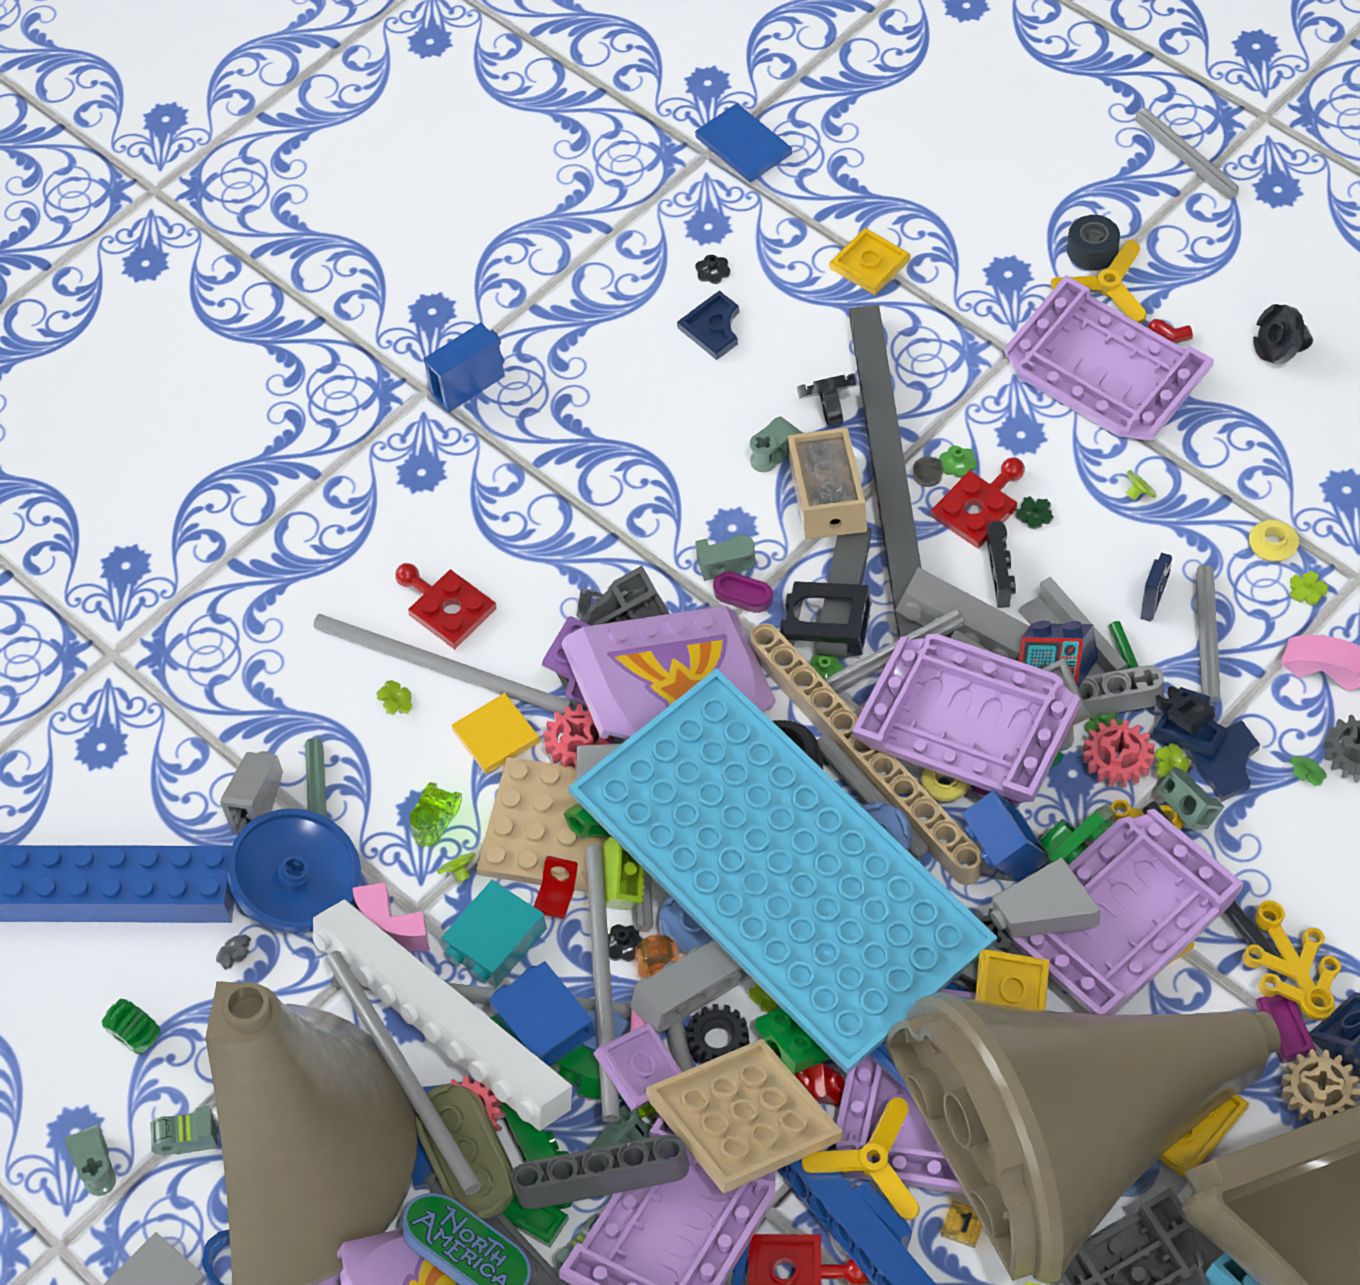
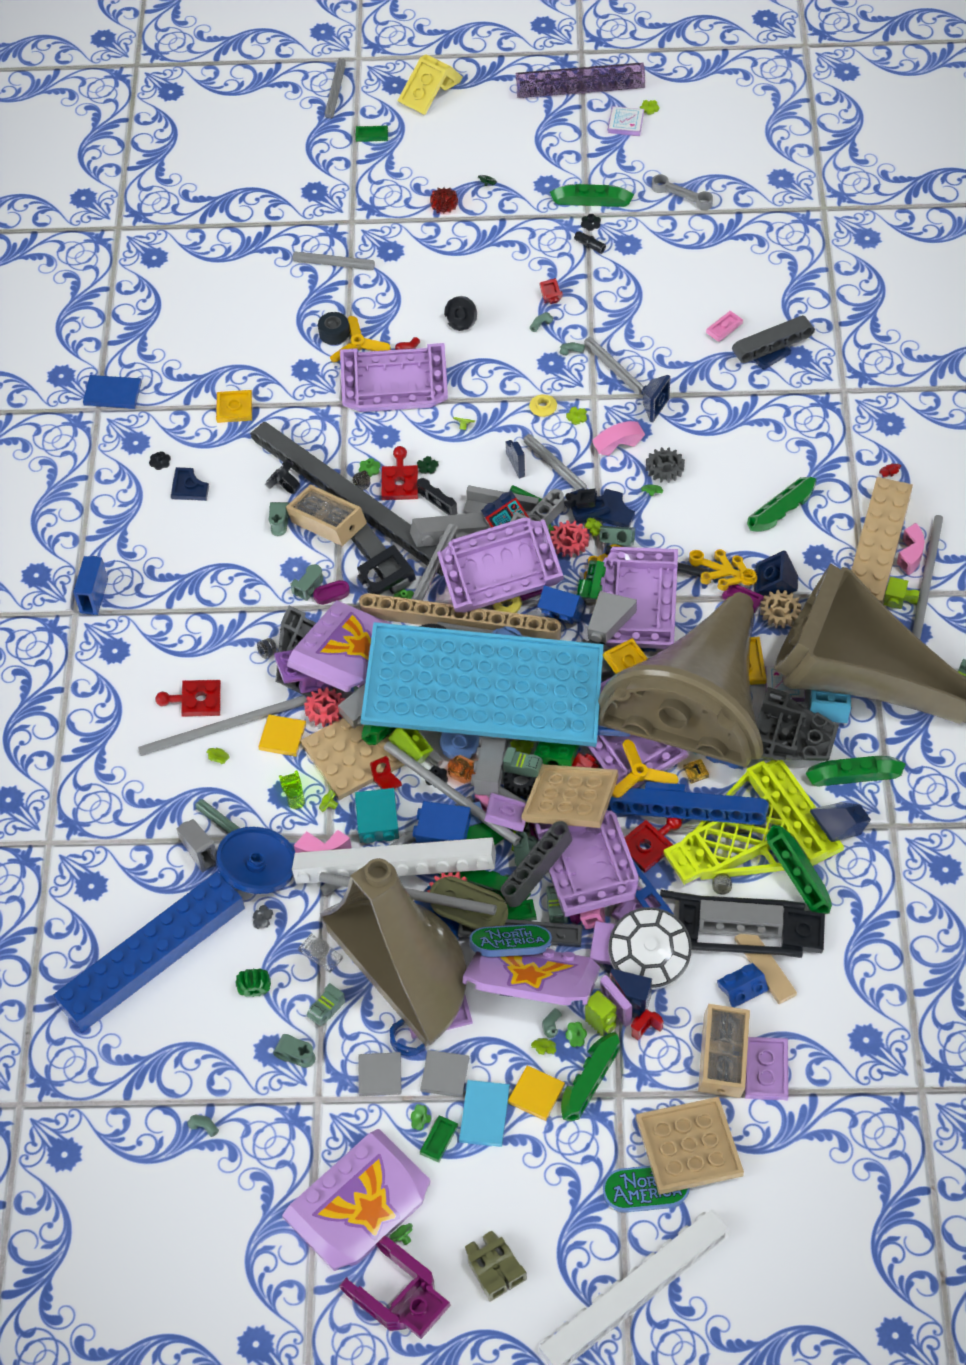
camera: 45 degrees left, 0 degrees up
(729, 1014) = (521, 763): none -> sand green leg

